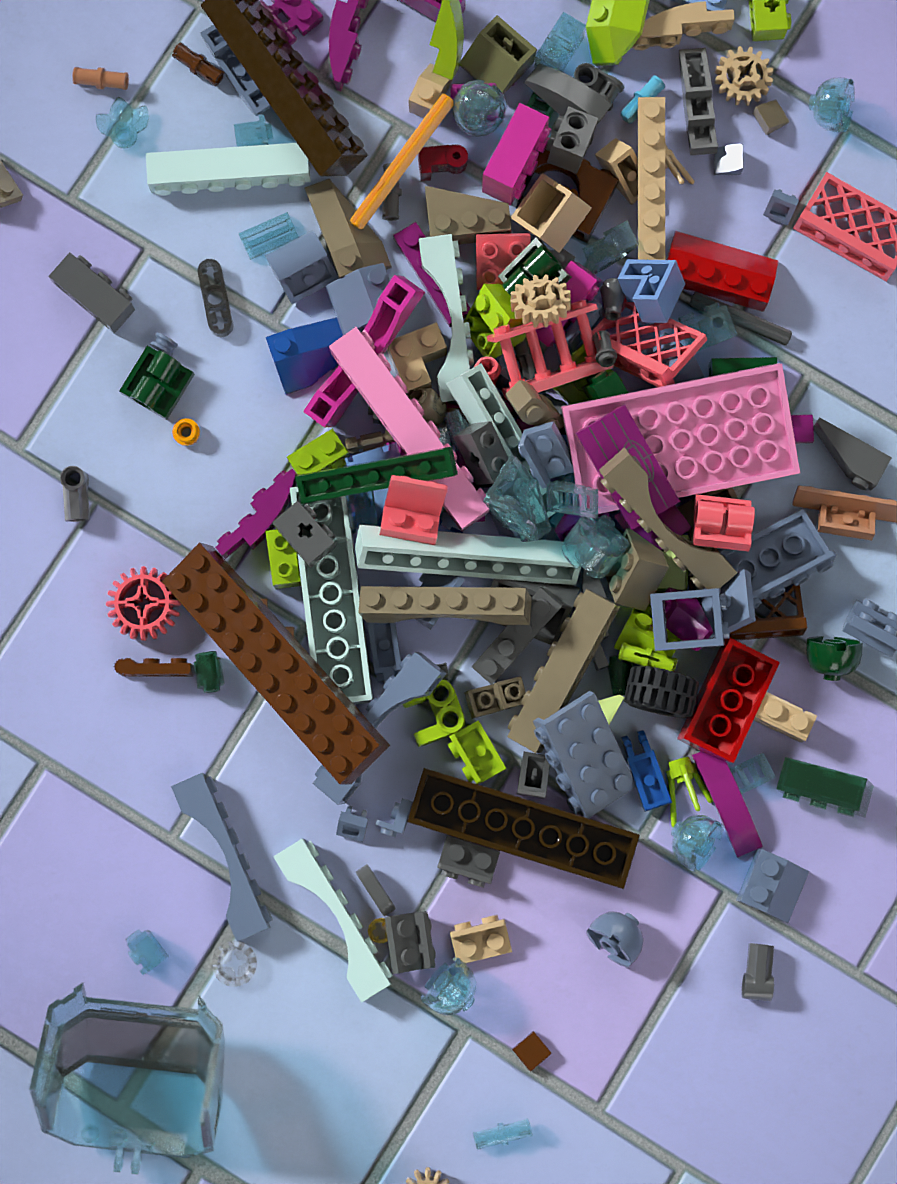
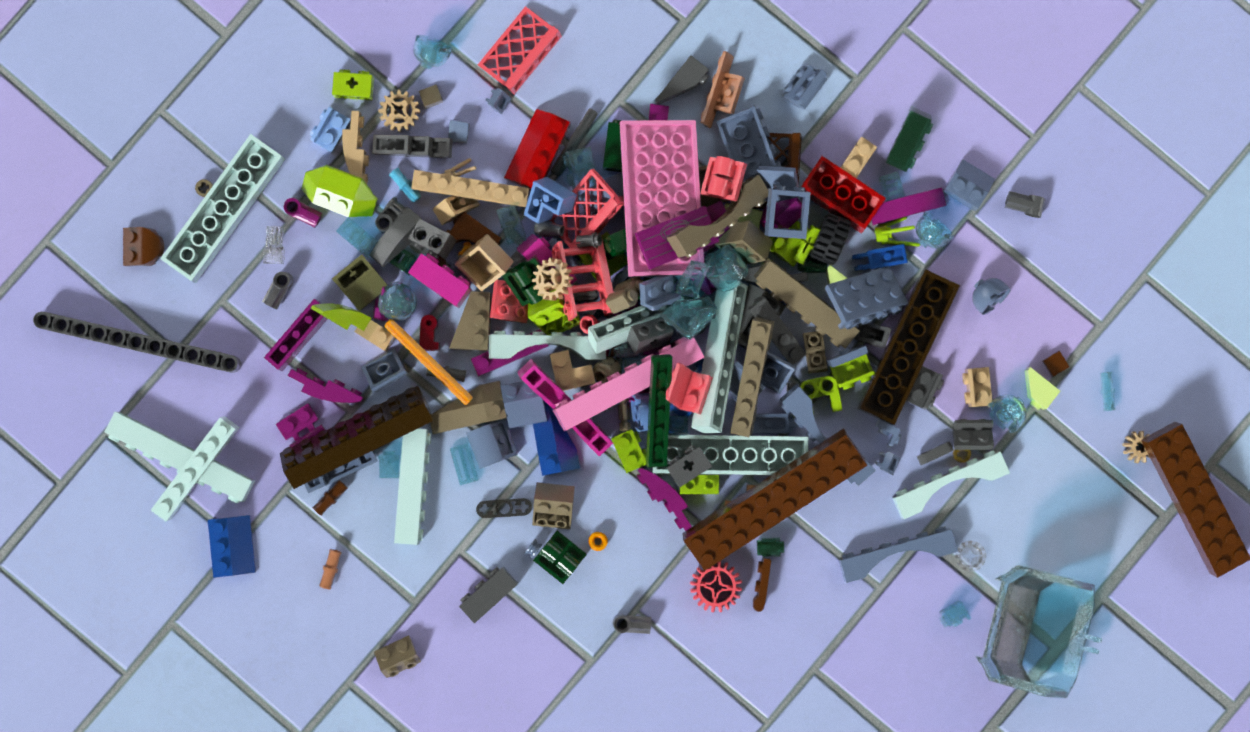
camera: 85 degrees left, 5 degrees up
(123, 120) = (362, 557): clear light blue plate -> none
(227, 362) = (553, 505): none -> dark tan slope
(381, 109) = (384, 370): none -> sand blue slope
(458, 641) = (776, 373): none -> sand blue slope
(489, 1031) = (1039, 389): none -> yellowish green slope
(497, 739) = (846, 355): none -> sand blue plate
(833, 656) = (821, 118): dark green cylinder -> none

